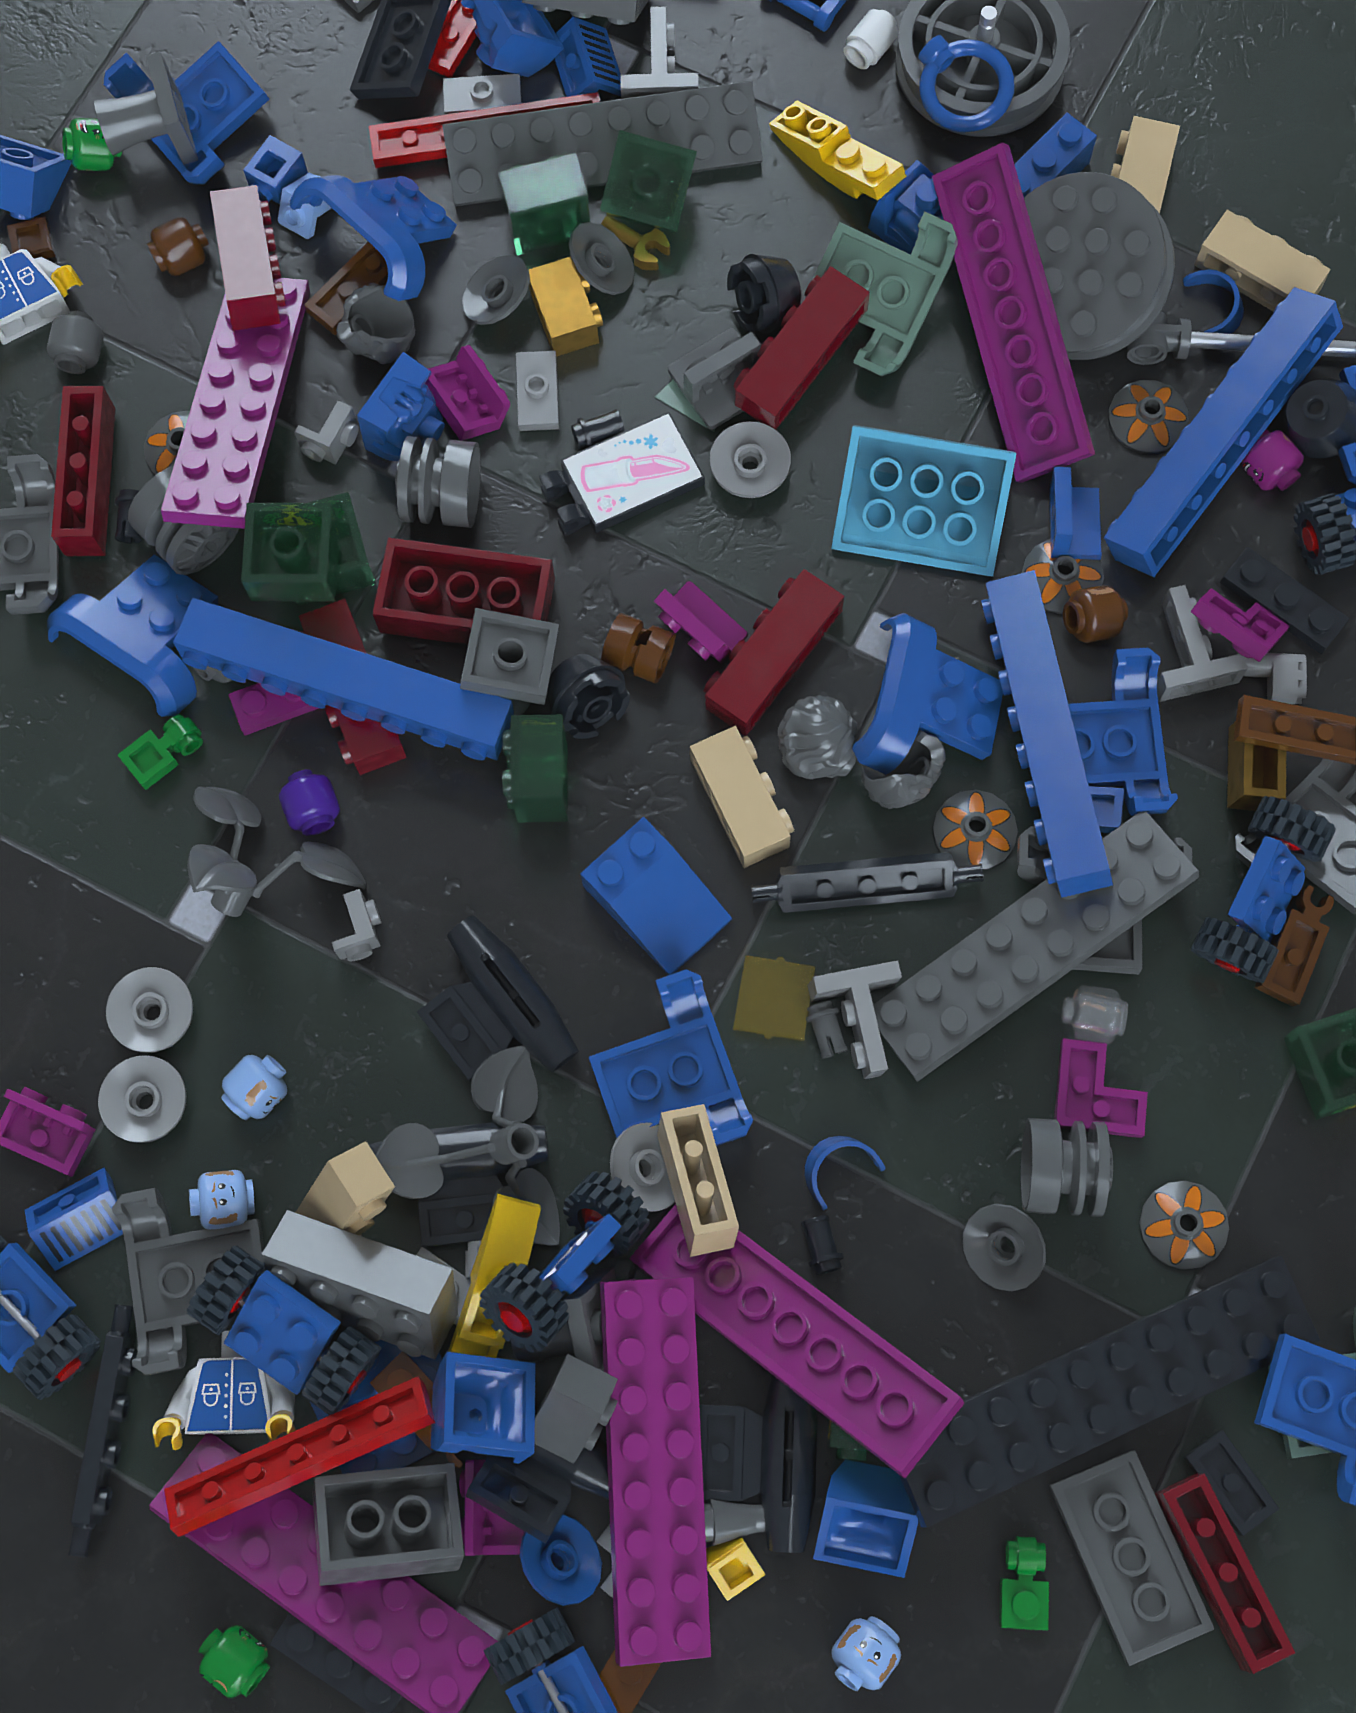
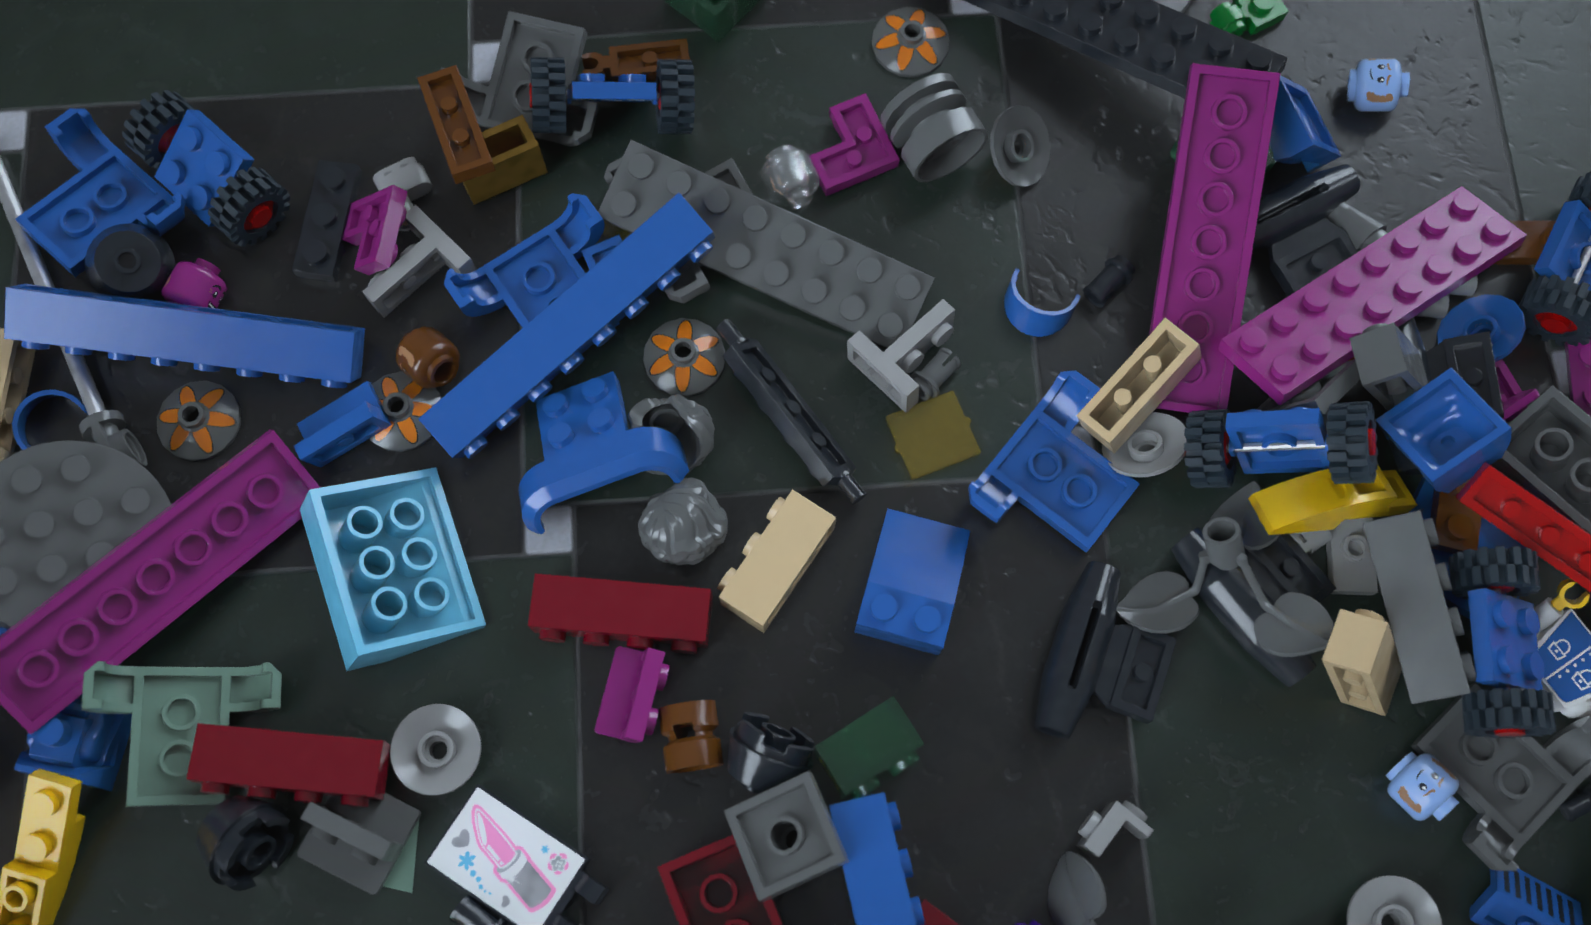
camera: 125 degrees left, 0 degrees up
(254, 1087) = (1313, 825): light blue head -> none
(732, 1567) = (1386, 209): yellow slope -> none

